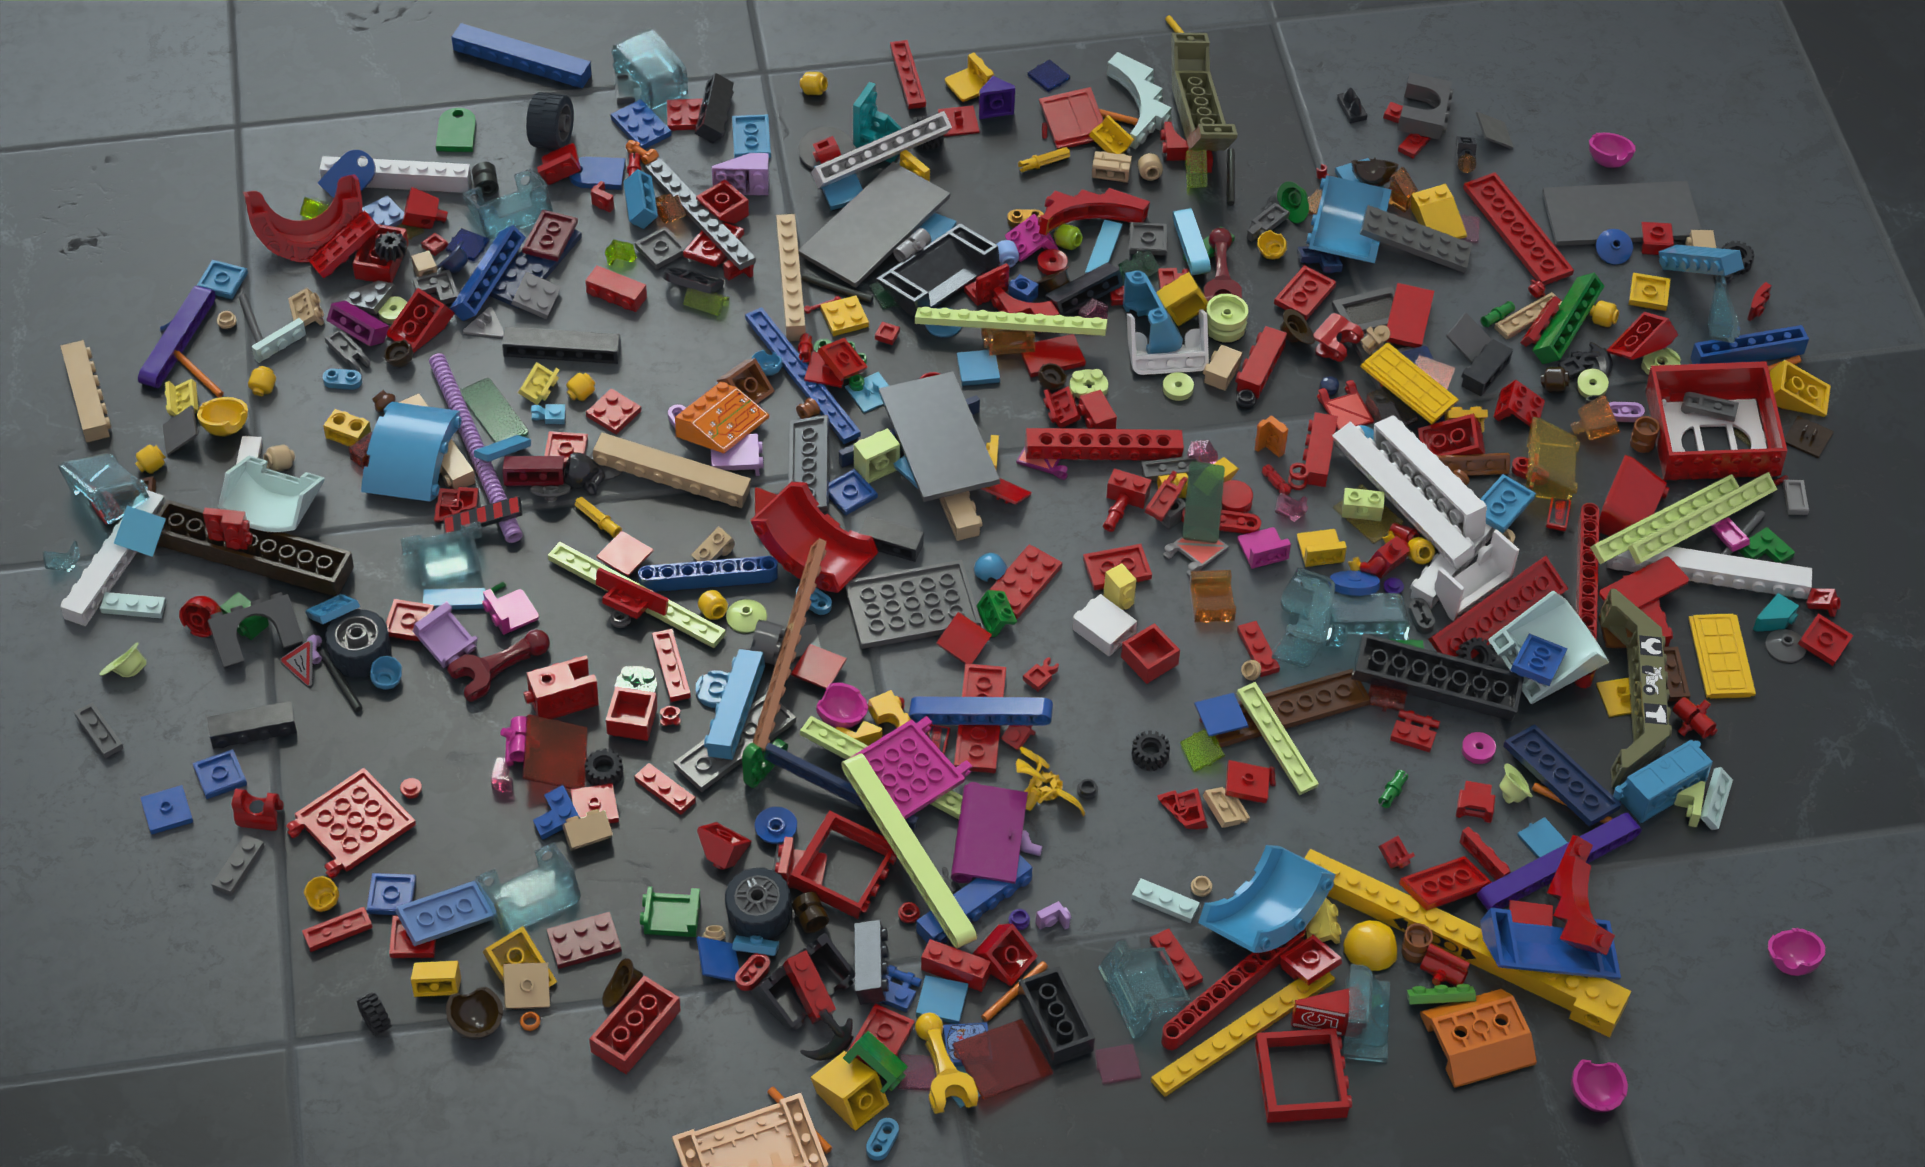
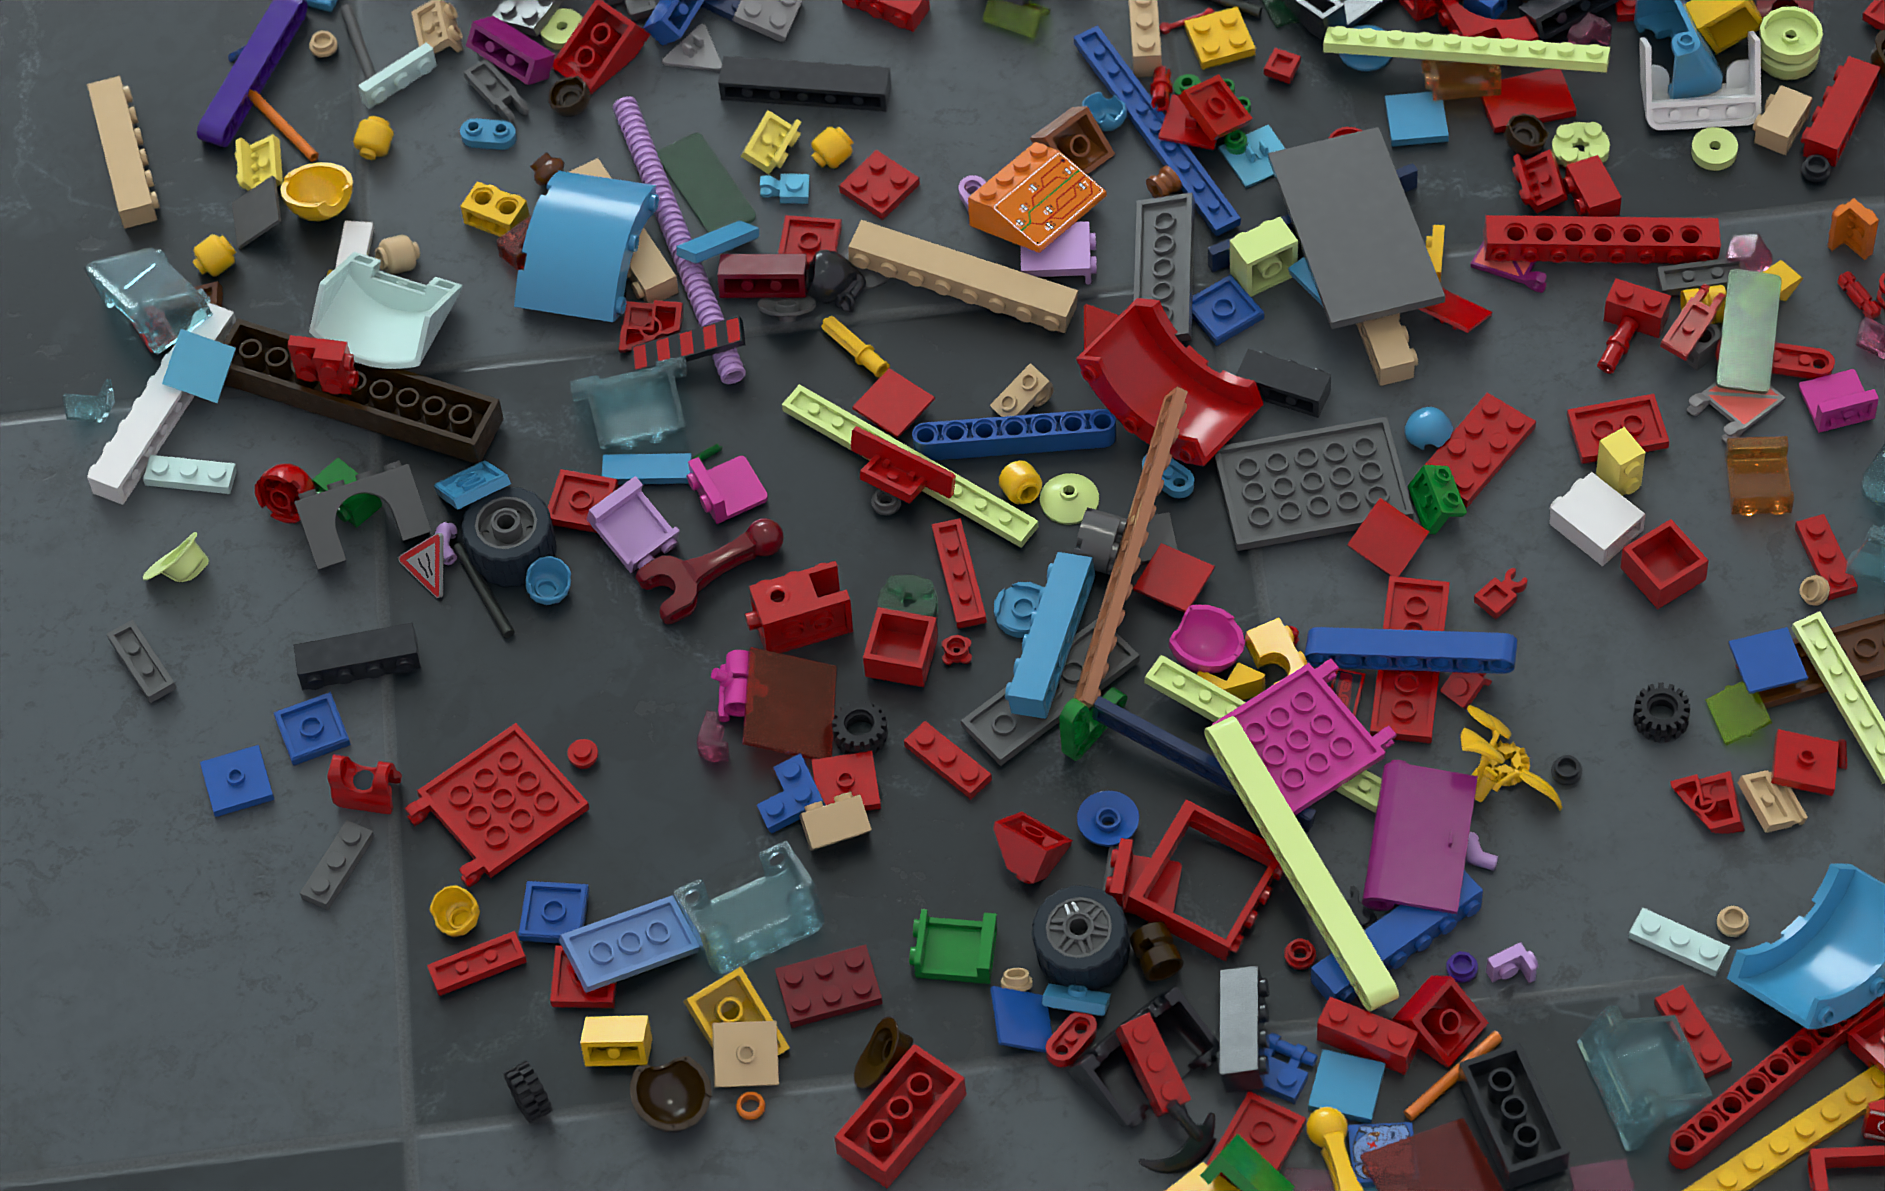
camera: 10 degrees right, 5 degrees up
(1236, 496) = (1799, 322): red head -> none

